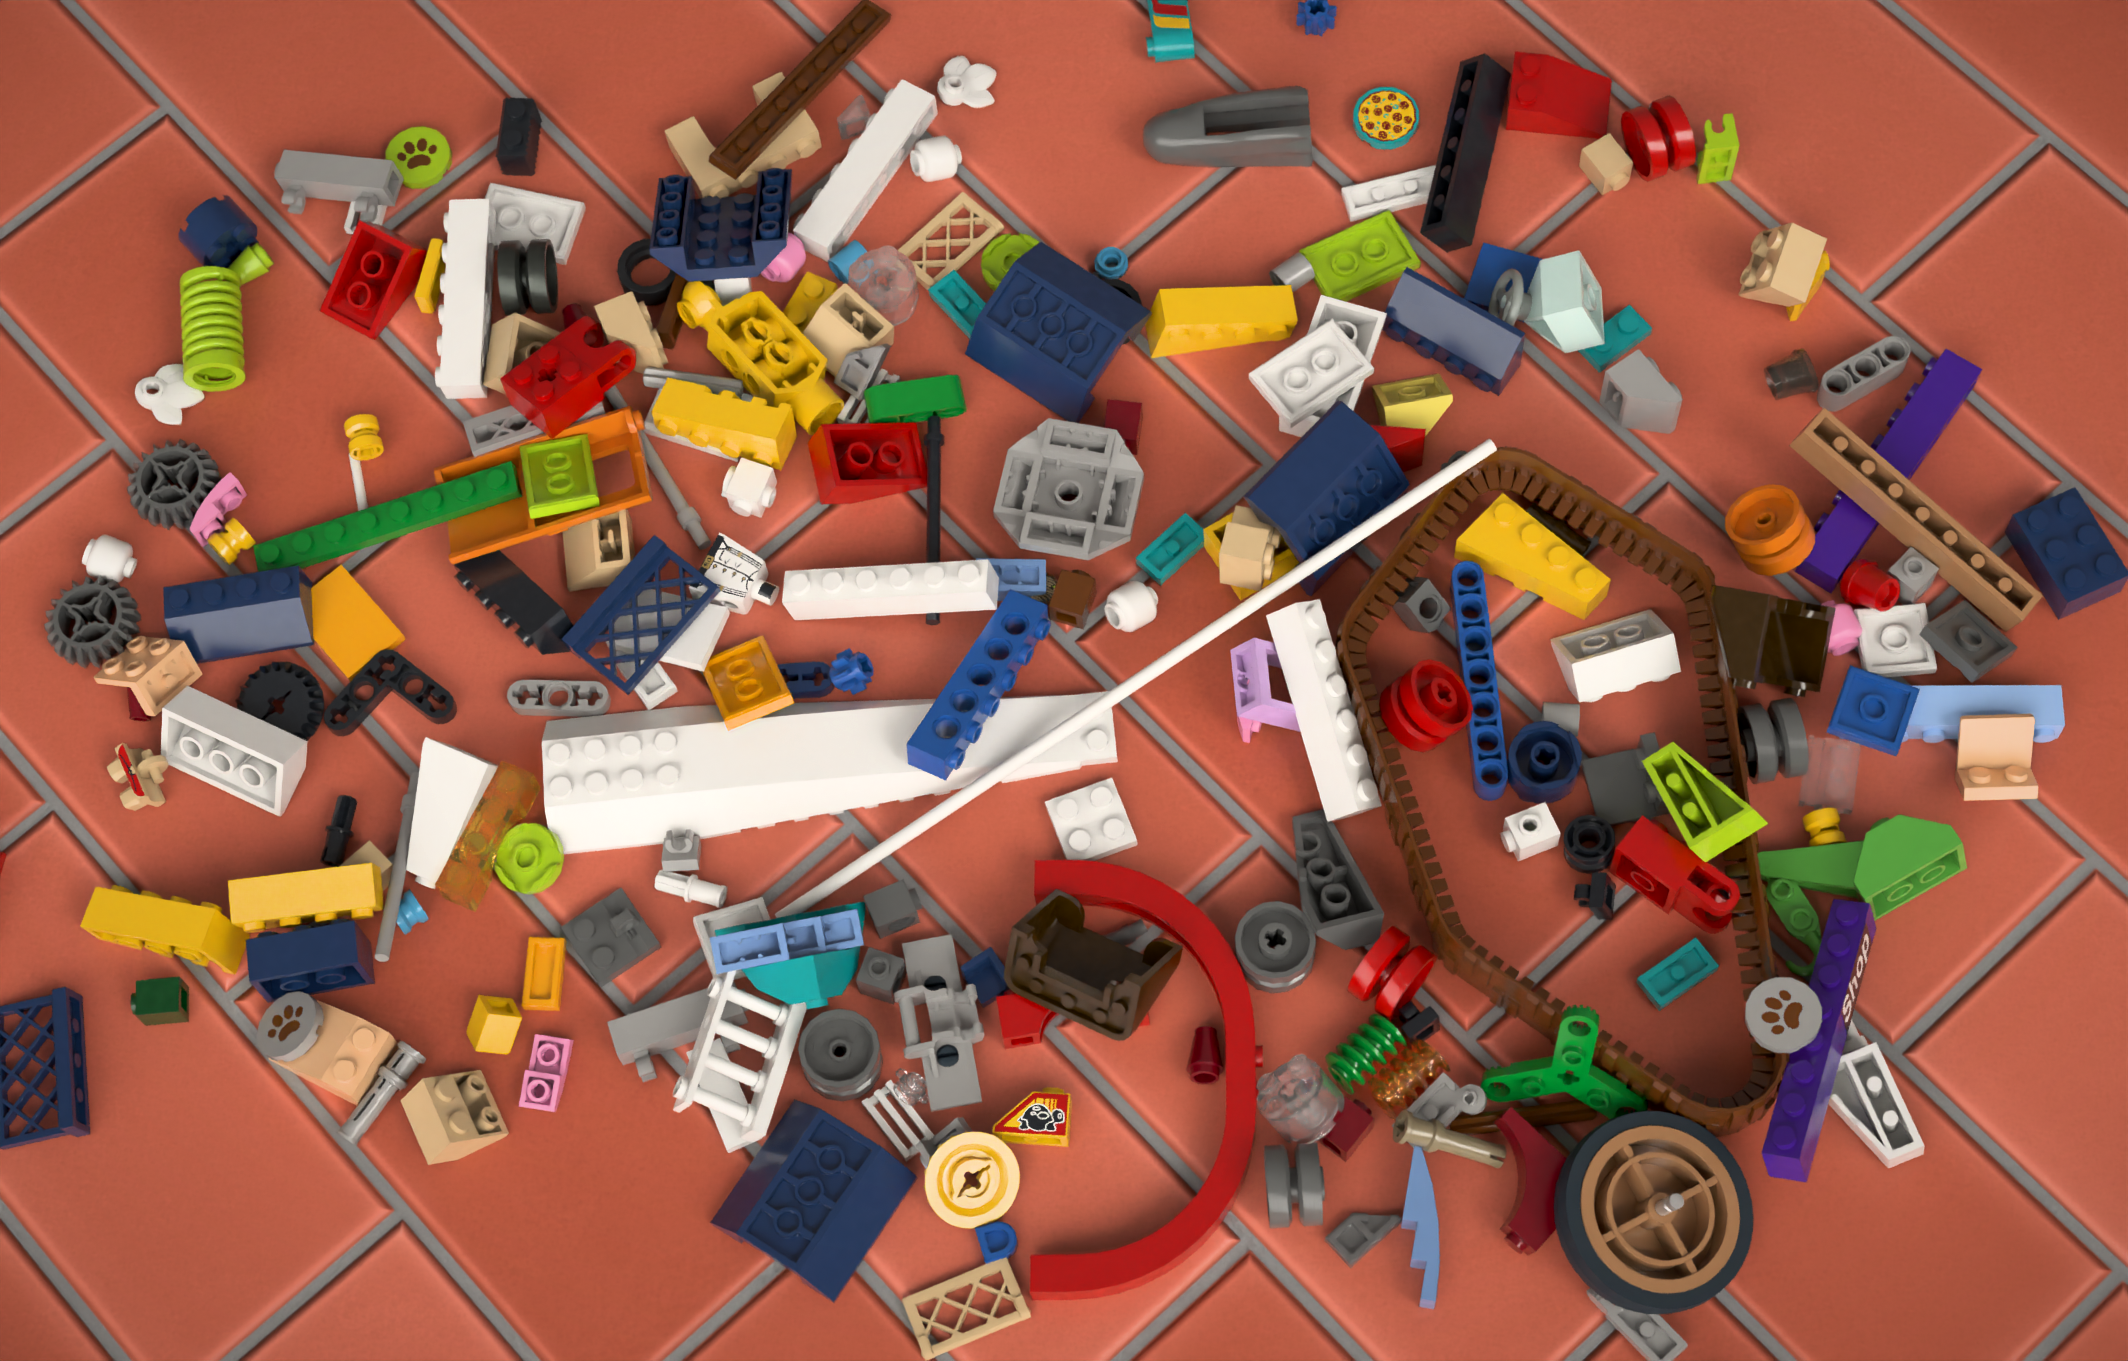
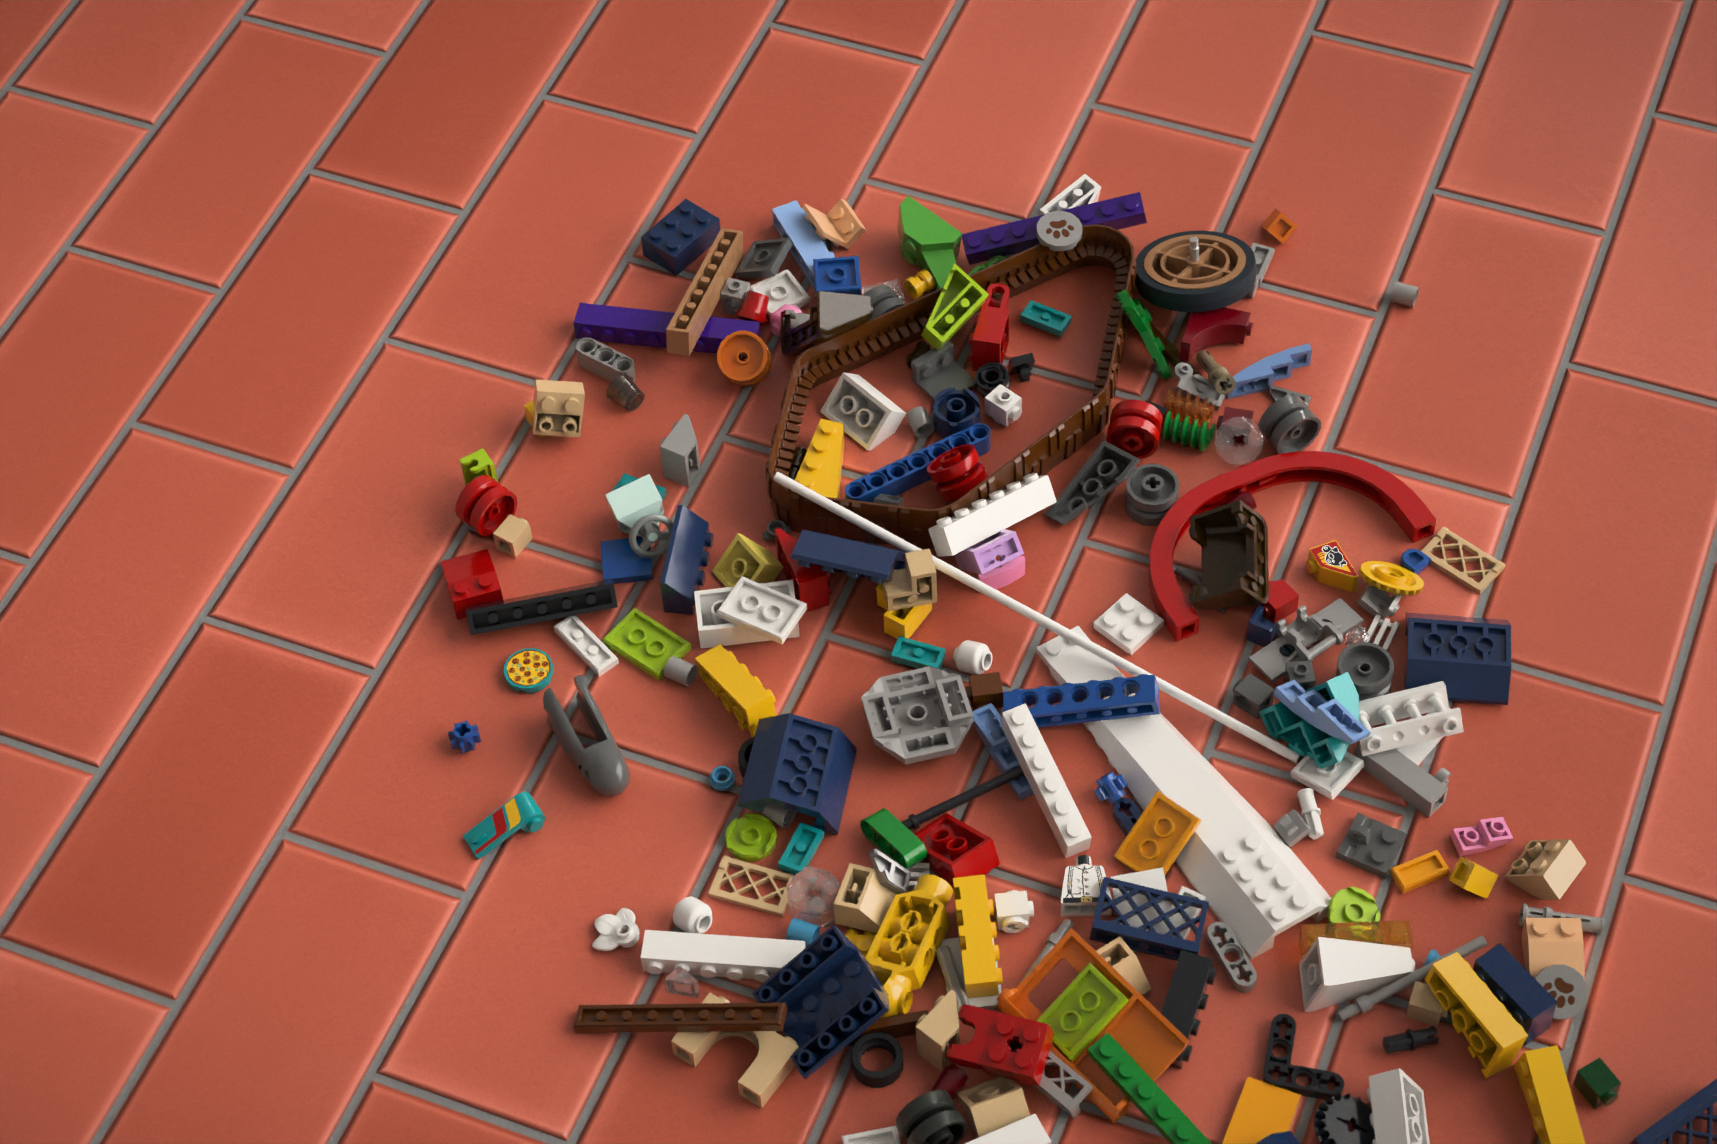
camera: 120 degrees left, 15 degrees down
(1127, 420) = (847, 715): dark red brick -> none

